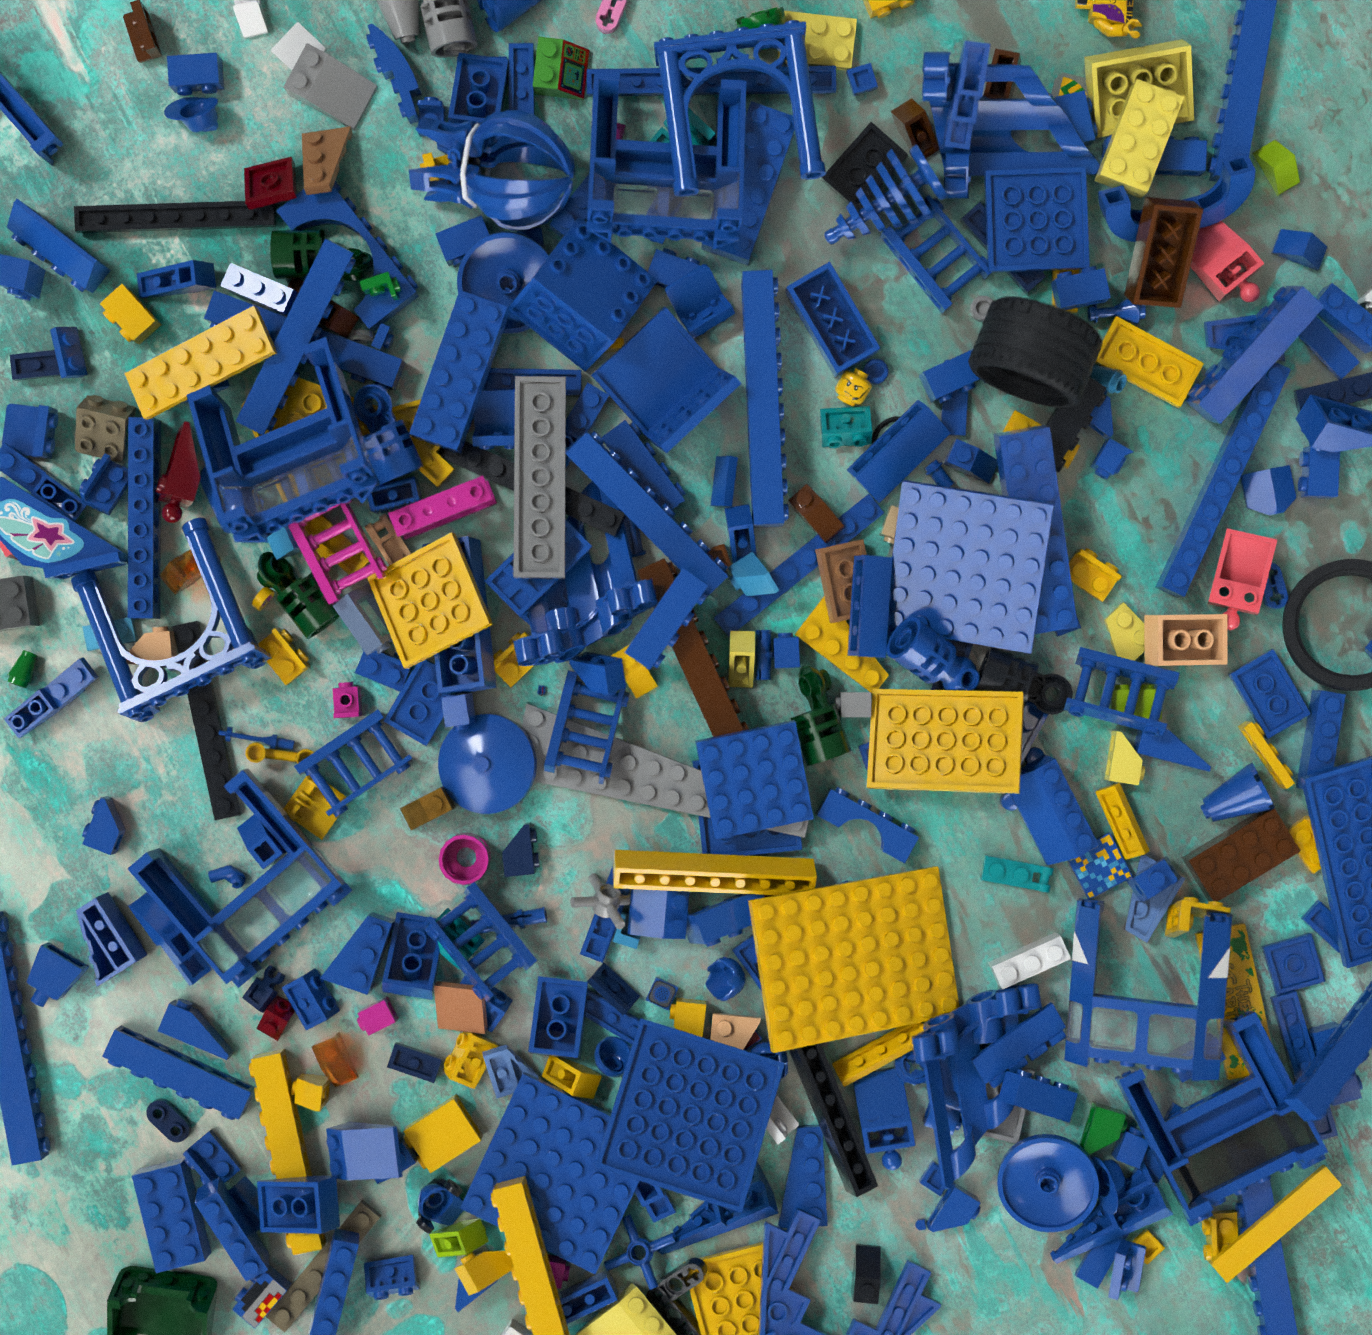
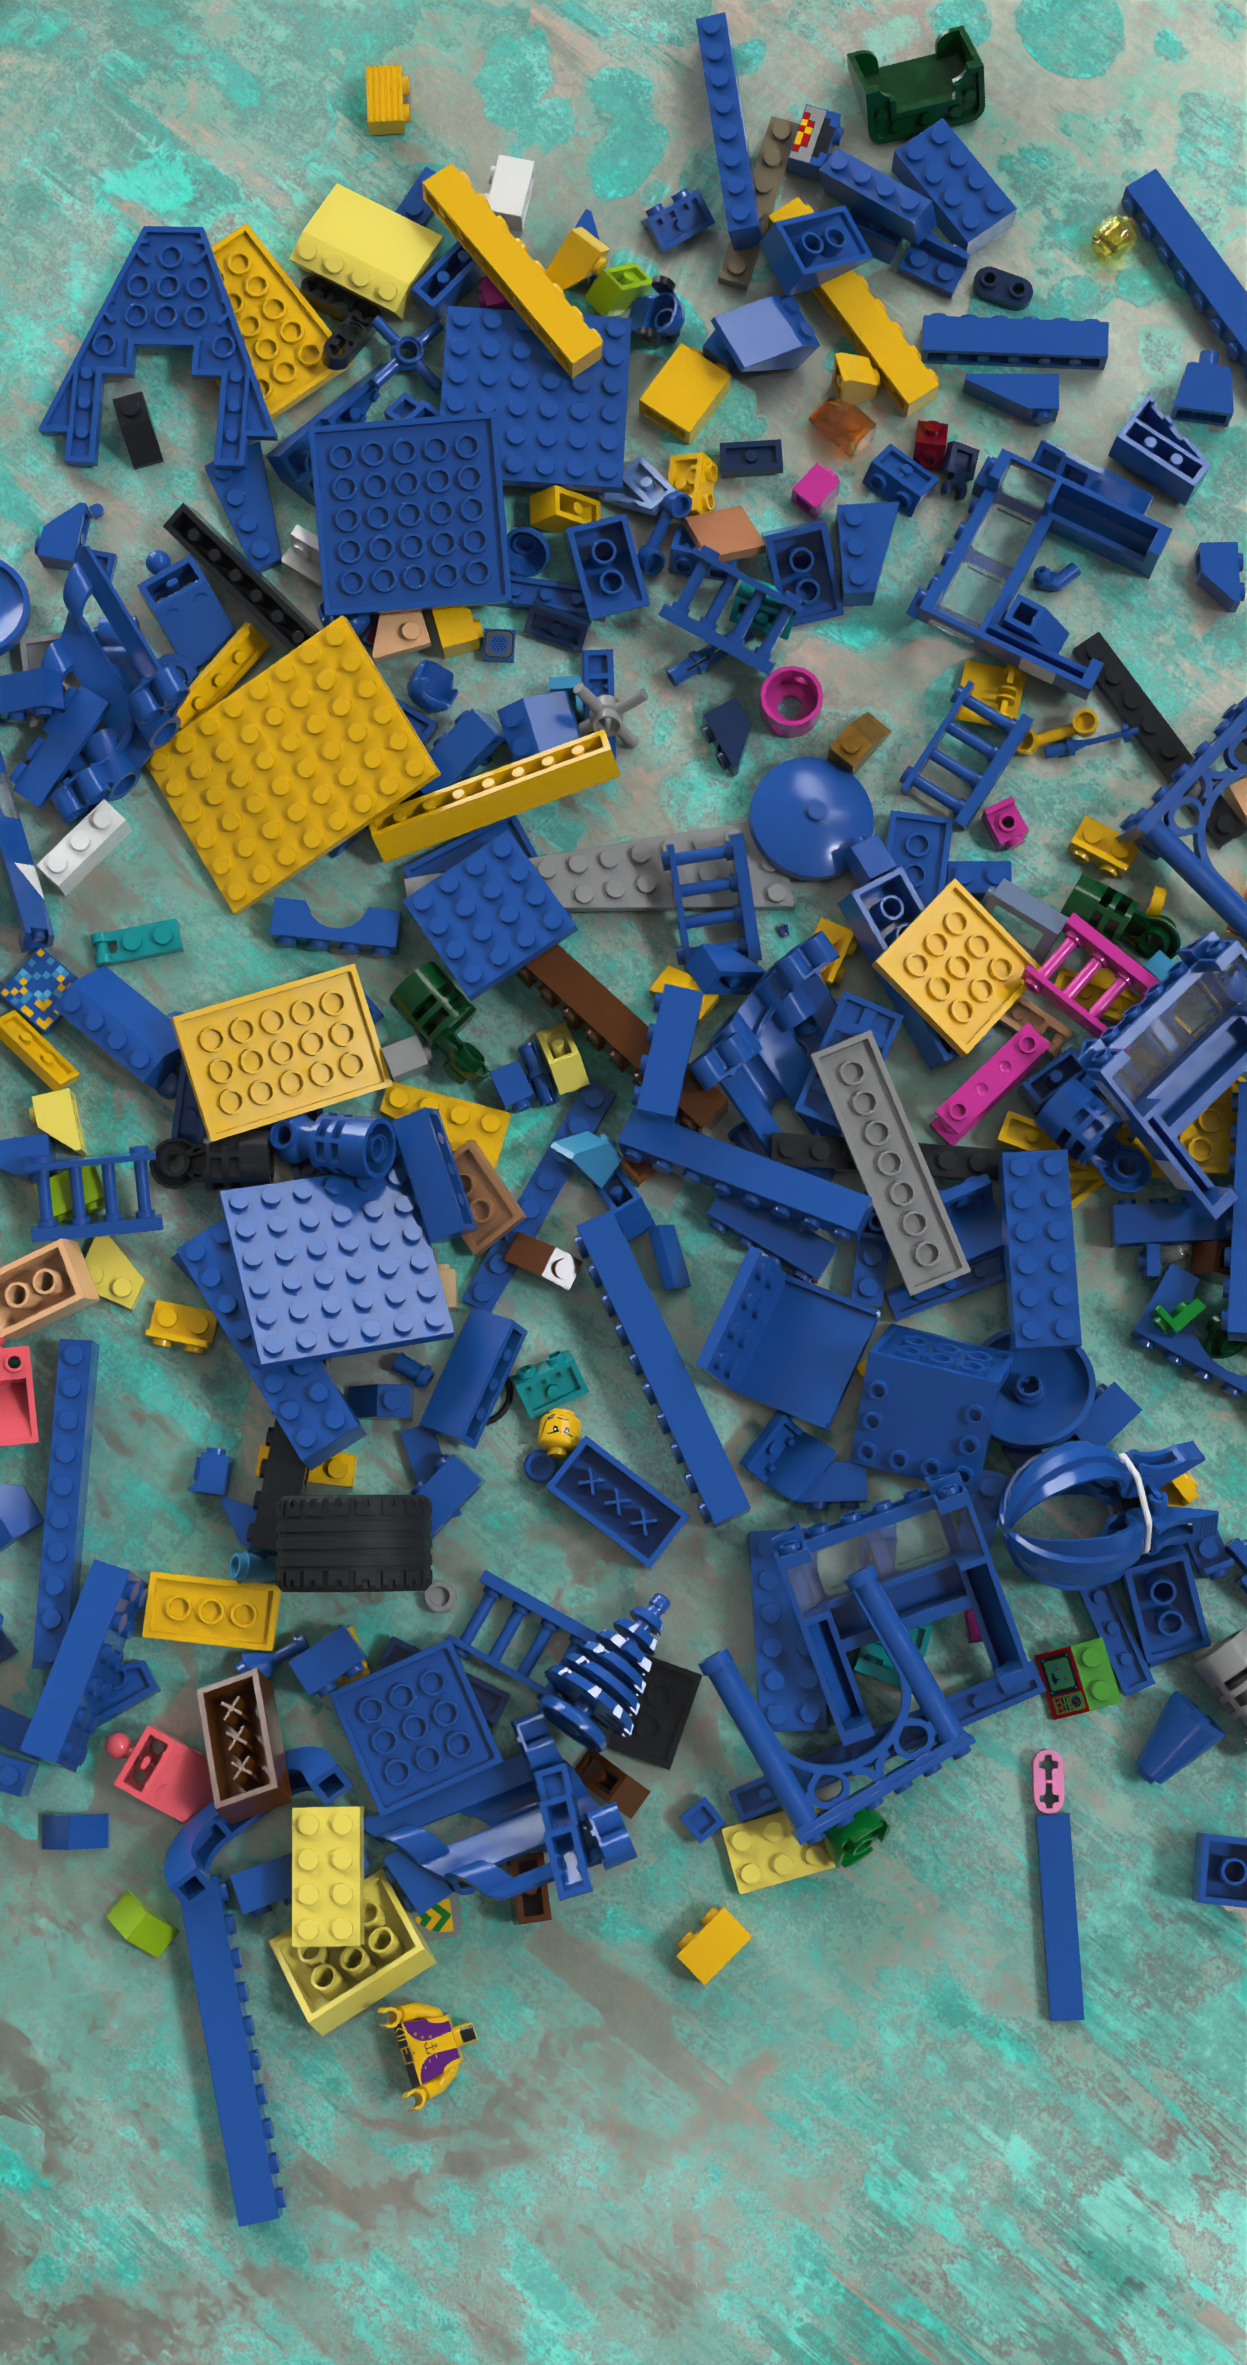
camera: 155 degrees right, 10 degrees down
(67, 1125) = (1114, 237): none -> clear yellow head
(523, 1014) = (674, 504): none -> blue bar

